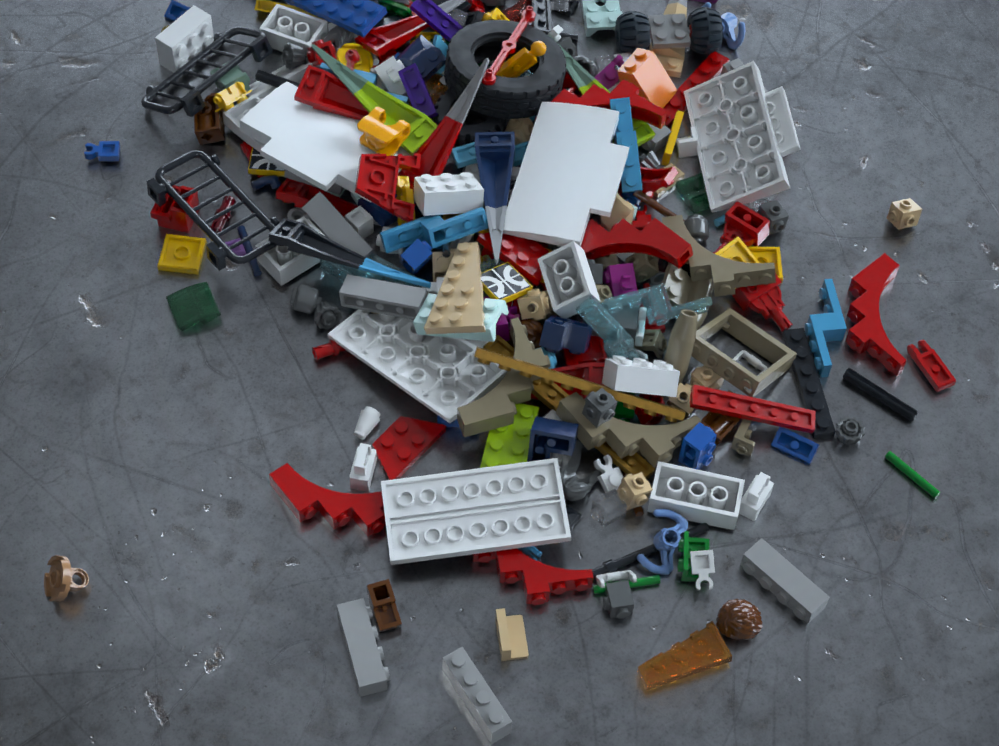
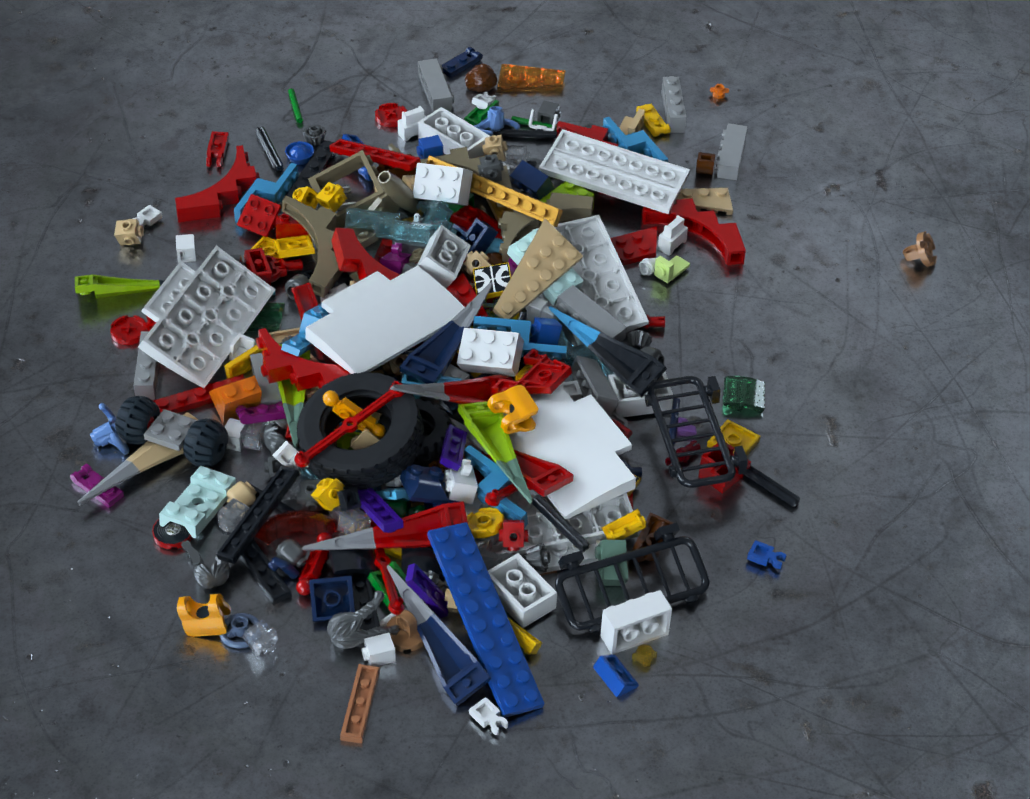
camera: 150 degrees left, 10 degrees down
(132, 222) = (772, 486): none -> black axle
(344, 426) = (668, 270): none -> yellowish green bracket
(355, 557) = (709, 198): none -> tan wing
(486, 598) = (636, 142): none -> dark azure bracket
(493, 665) = (654, 121): none -> yellow plate
(572, 21) = (242, 492): none -> tan head
(741, 315) = (331, 196): none -> yellow brick
(773, 319) = (306, 196): none -> yellow brick
(789, 647) = (461, 62): none -> dark blue plate
(798, 514) = (389, 114): none -> red tile
(800, 287) = (259, 215): none -> red bracket
(808, 128) = (127, 329): none -> red tile
(839, 221) = (185, 248): none -> white panel
(844, 401) = (299, 152): none -> blue hat
(862, 155) = (113, 286): none -> lime plate
(909, 246) = (148, 216): none -> white plate

